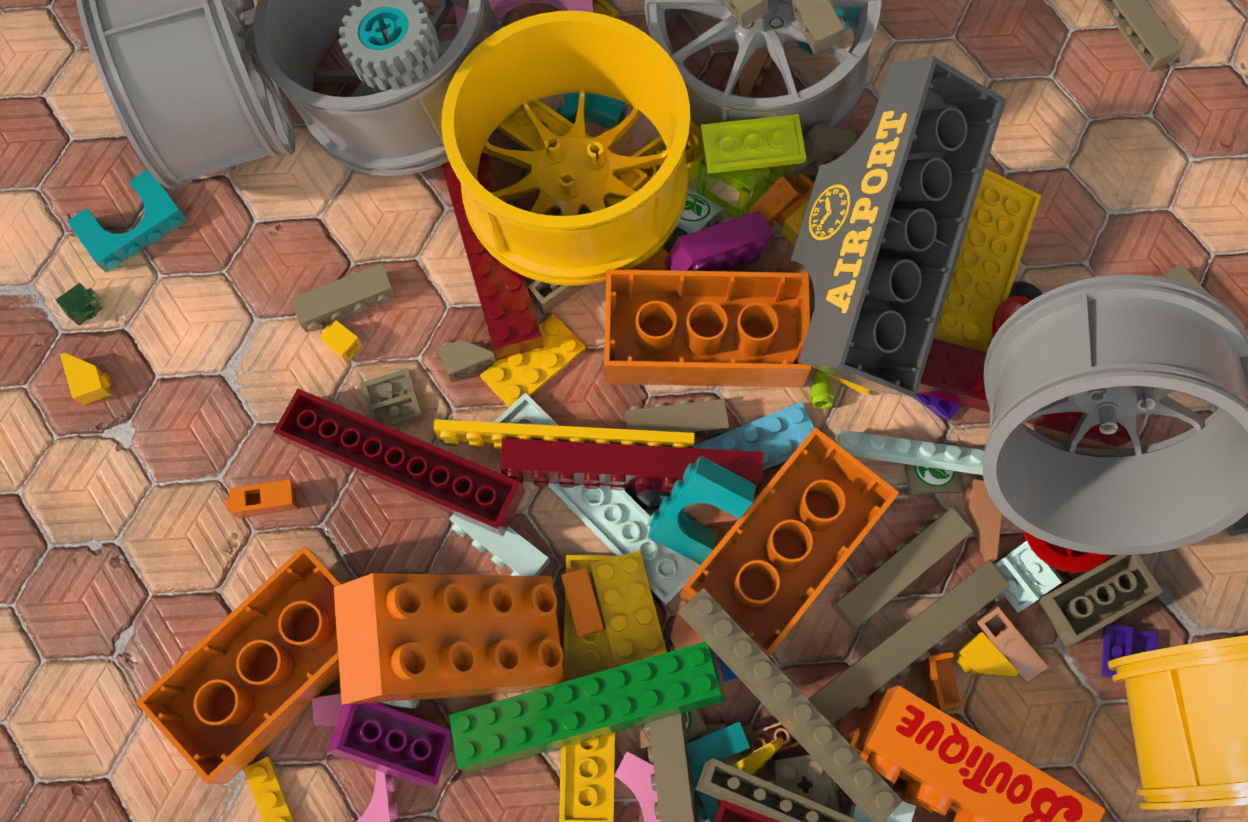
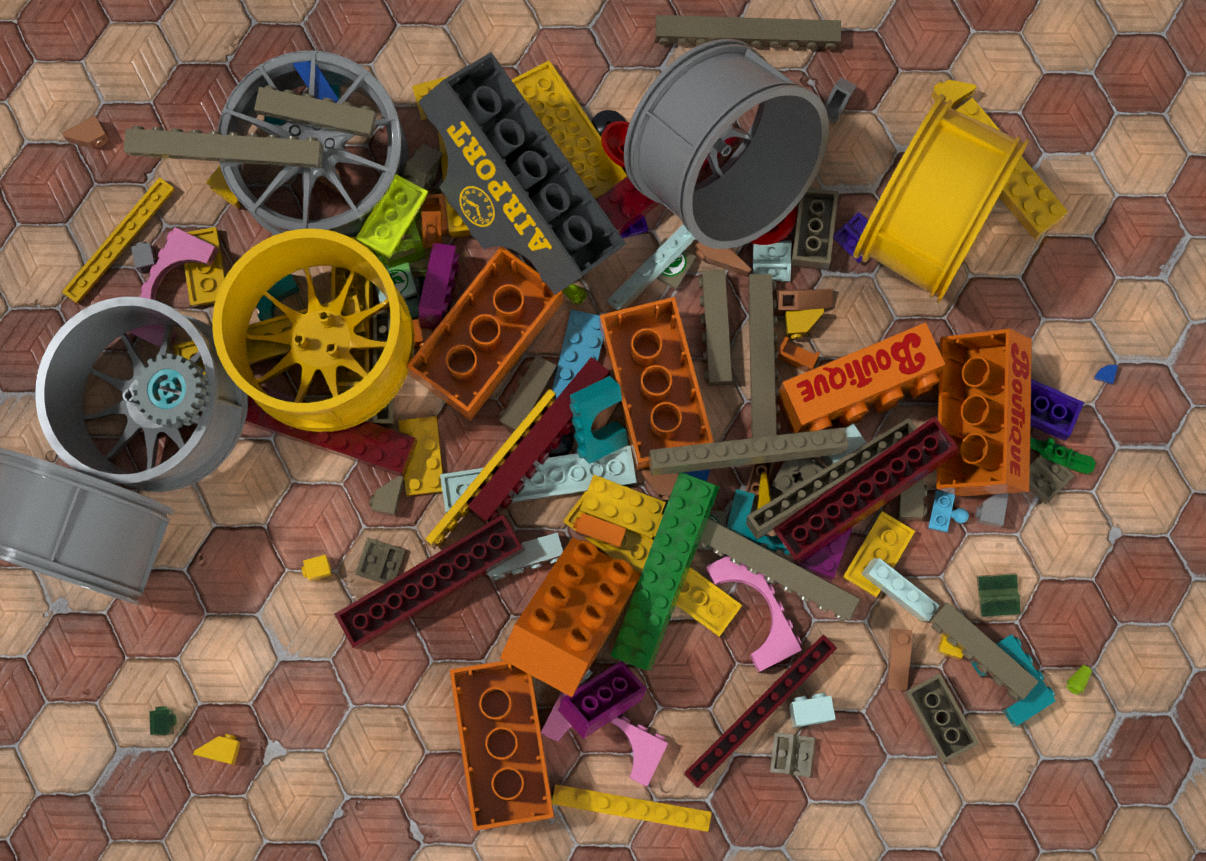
camera: 55 degrees left, 5 degrees up
(158, 219) = (135, 678): teal arch -> none
(262, 498) = (388, 685): orange brick -> none
(343, 298) = (287, 546): dark tan brick -> none

